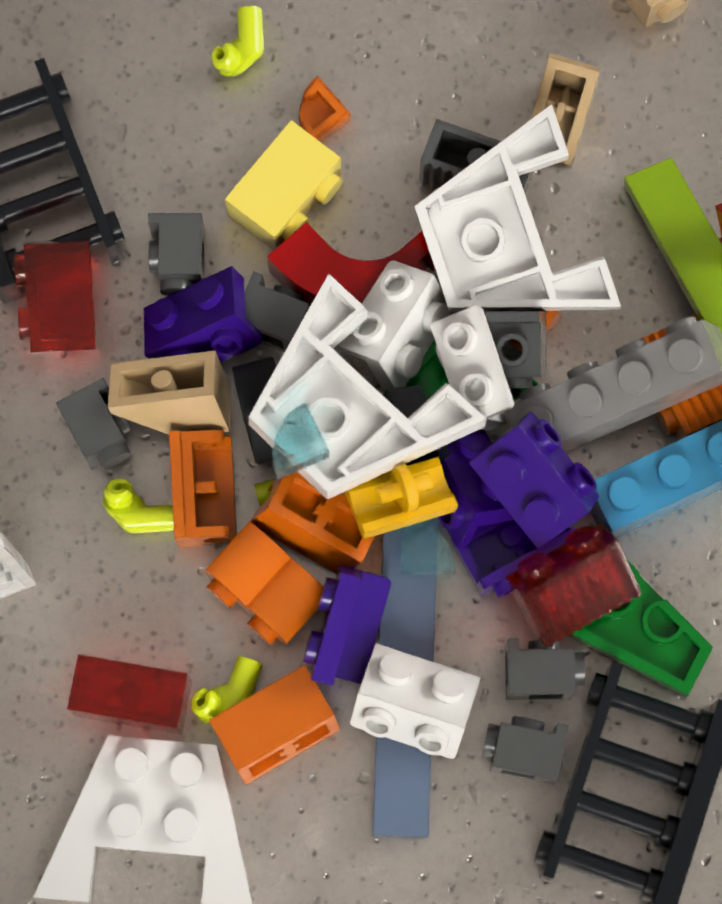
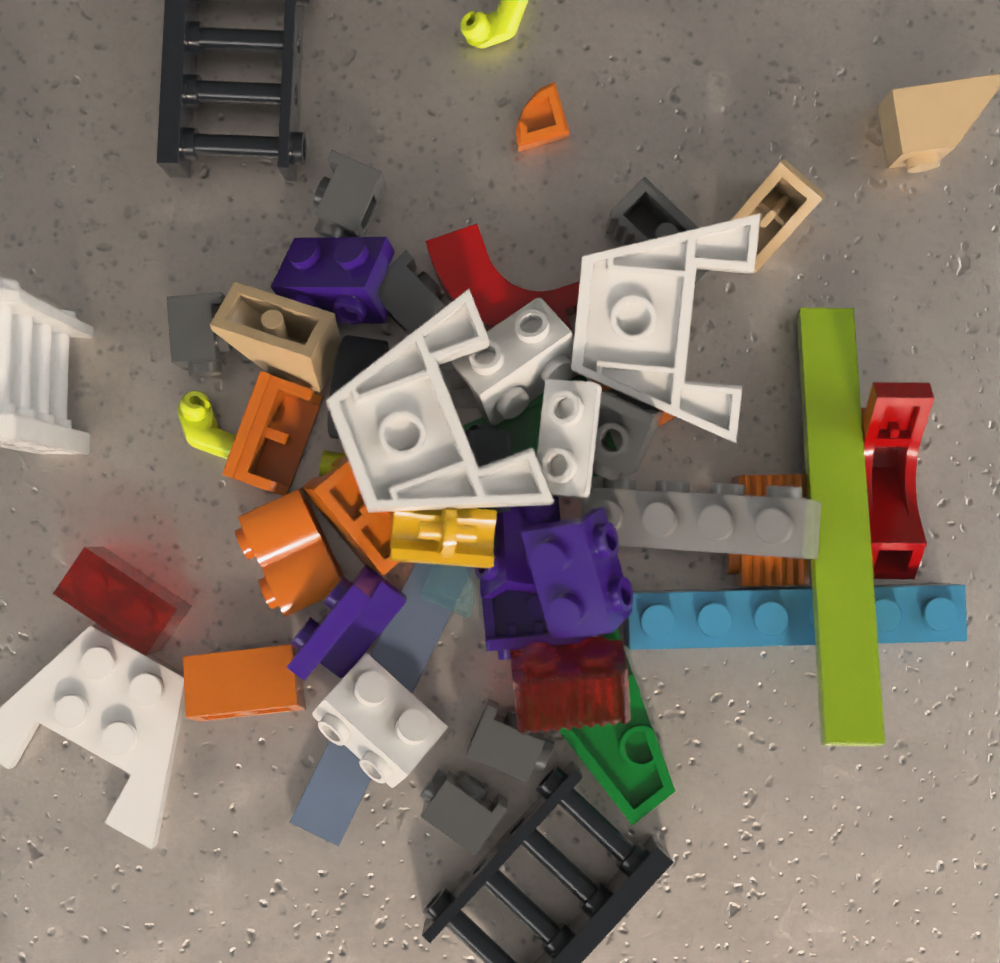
camera: 25 degrees right, 10 degrees up
(58, 295) = (213, 193): clear red brick -> none
(241, 685) = (207, 638): neon yellow arm -> none
(285, 186) = (475, 177): light yellow brick -> none
(298, 443) = (359, 448): clear light blue tile -> none

